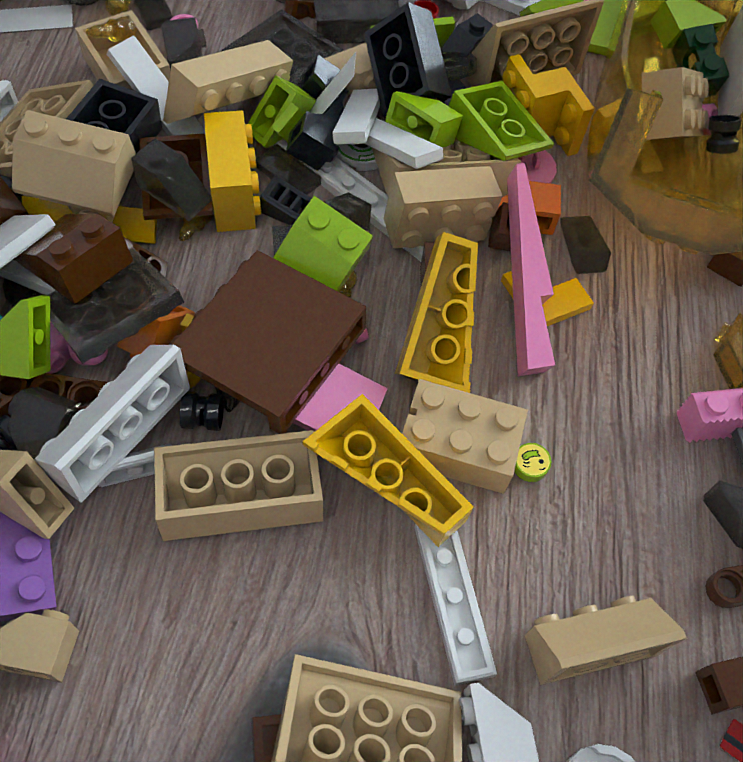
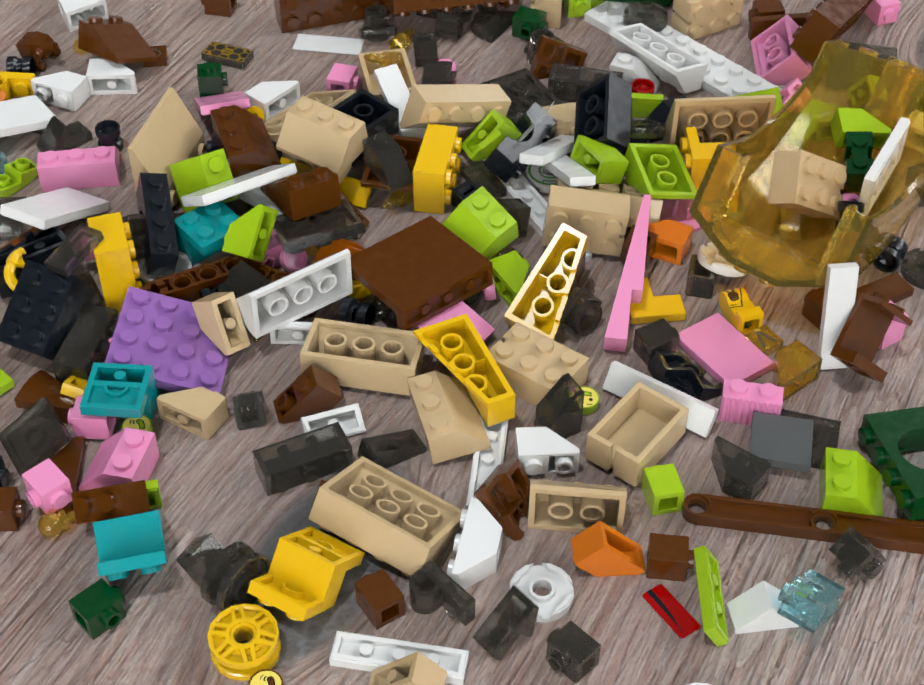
camera: 25 degrees right, 15 degrees down
(65, 64) = (343, 78): none -> bright pink brick
(102, 613) = (248, 409): none -> clear smoke slope
(183, 572) = (309, 394): none -> reddish brown slope
(212, 685) = (303, 458): none -> clear smoke brick
(230, 602) = (348, 418): none -> white slope
(323, 618) = (391, 448): none -> clear smoke slope
(382, 306) = (509, 275): none -> lime slope
(382, 550) = (446, 416): none -> tan slope
(486, 337) = (580, 313): none -> clear smoke piece
(503, 654) = (506, 496): none -> reddish brown slope
(518, 563) = (545, 452): none -> white slope
(522, 497) = (561, 408): none -> clear smoke slope
(581, 354) = (655, 337): none -> clear smoke brick
(601, 219) = (714, 261): none -> white tile
(622, 437) = (623, 378): none -> white tile
(625, 505) = (636, 433): none -> tan piece
(626, 398) = (680, 373): none -> black slope
(651, 285) = (739, 309): none -> yellow leg
(654, 344) = (723, 350): none -> bright pink tile
(662, 706) = (607, 552): none -> orange slope
(682, 574) = (662, 489): none -> lime brick
(688, 317) = (765, 339): none -> clear yellow tile

